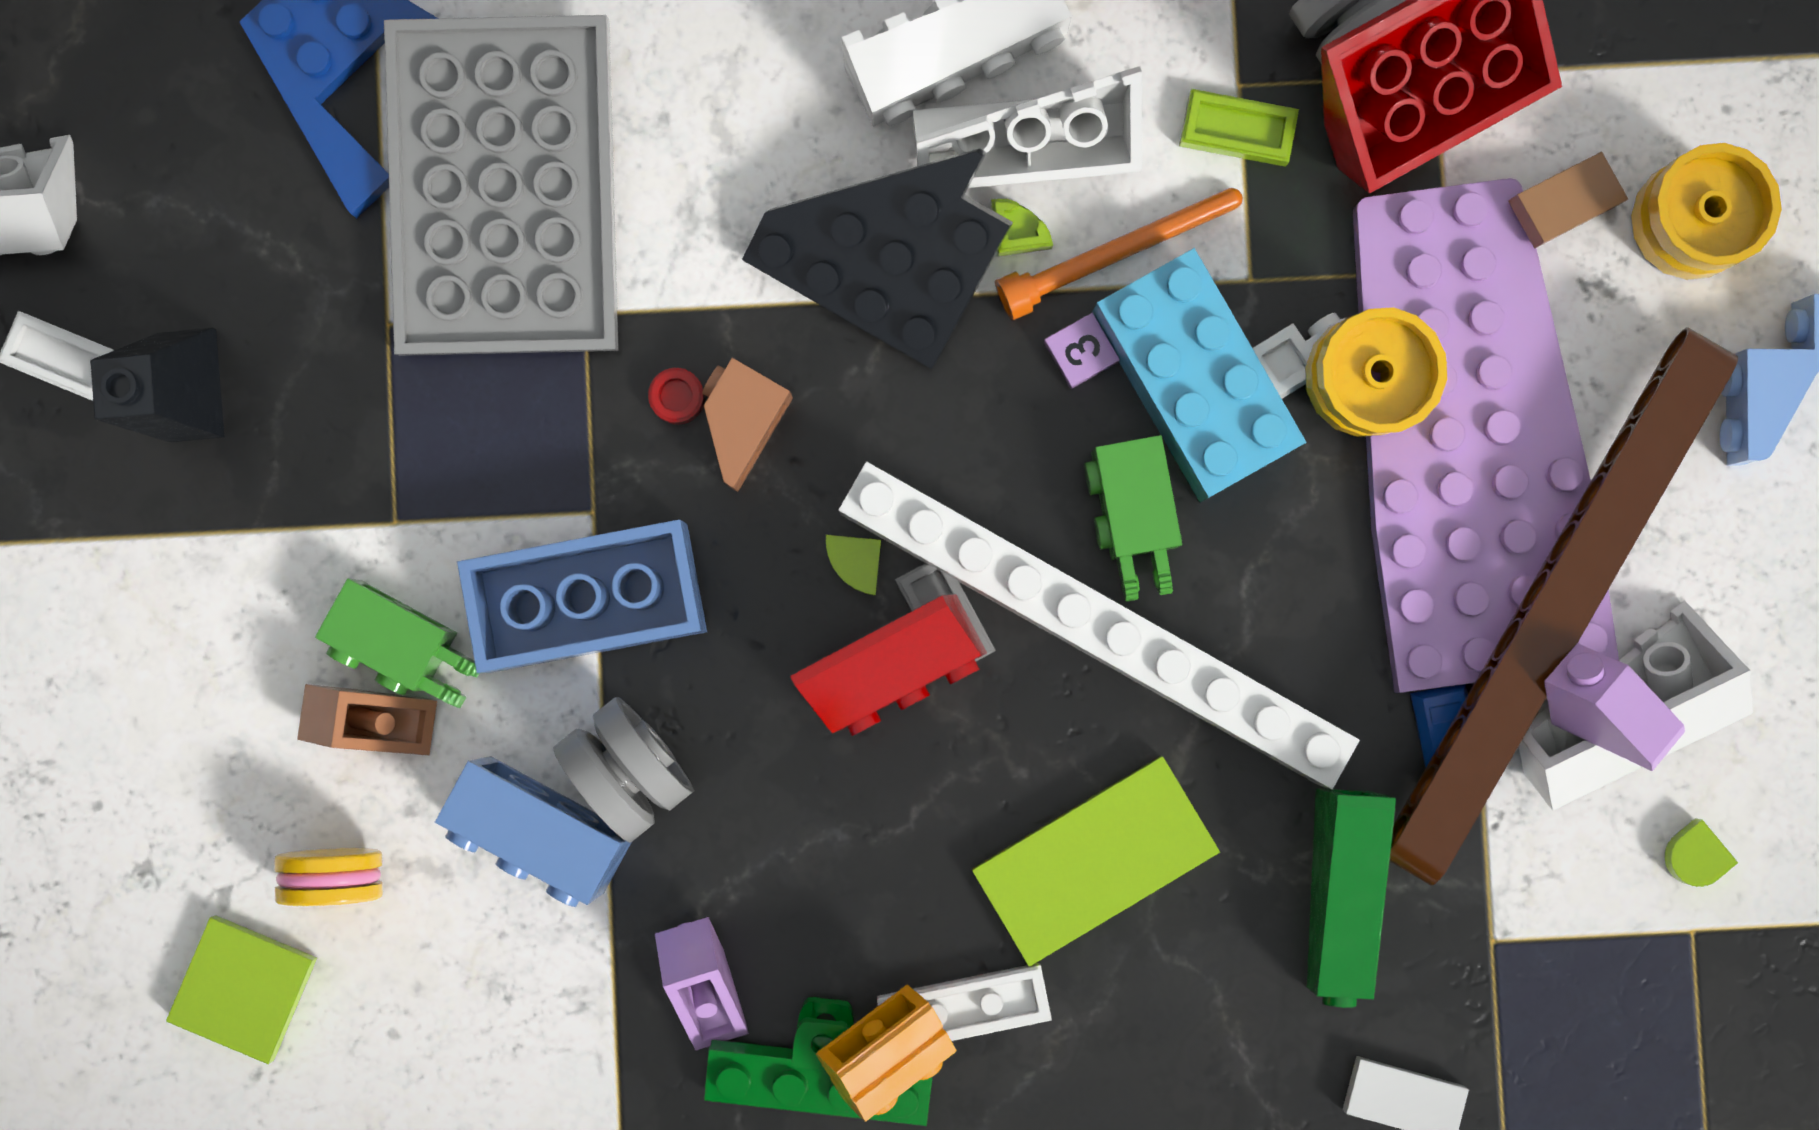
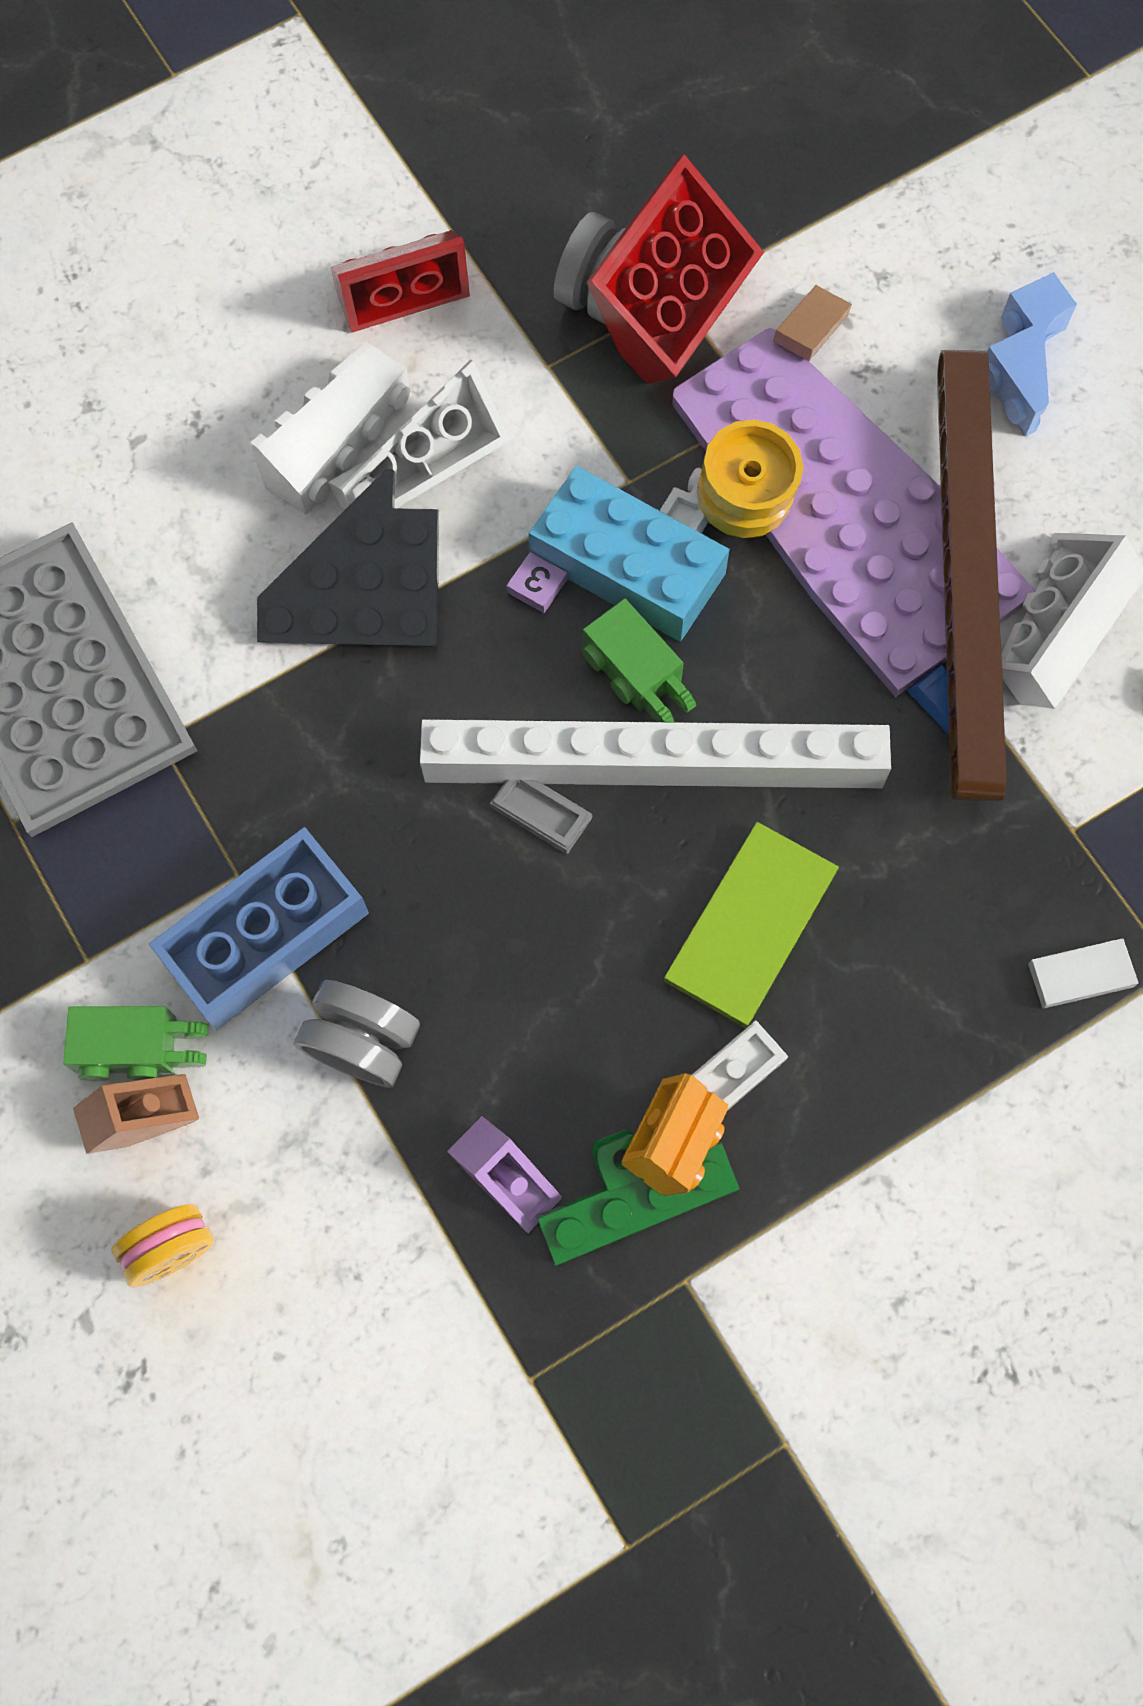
camera: 30 degrees left, 15 degrees down
(241, 989) = (135, 1385): lime tile -> none
(532, 831) = (310, 1117): medium blue brick -> none
(676, 396) = (258, 760): red tile -> none
(741, 417) = (314, 744): nougat slope -> none
(855, 561) = (453, 805): lime tile -> none
(892, 665) = (519, 850): red slope -> none
(1021, 292) = (471, 564): orange piece -> none
(1027, 231) = (454, 529): lime tile -> none
(1239, 127) = (563, 390): lime tile -> none
(1348, 893) = (946, 838): green slope -> none
(1611, 707) = (1047, 605): lavender slope -> none
(1706, 211) = (907, 281): yellow wheel -> none

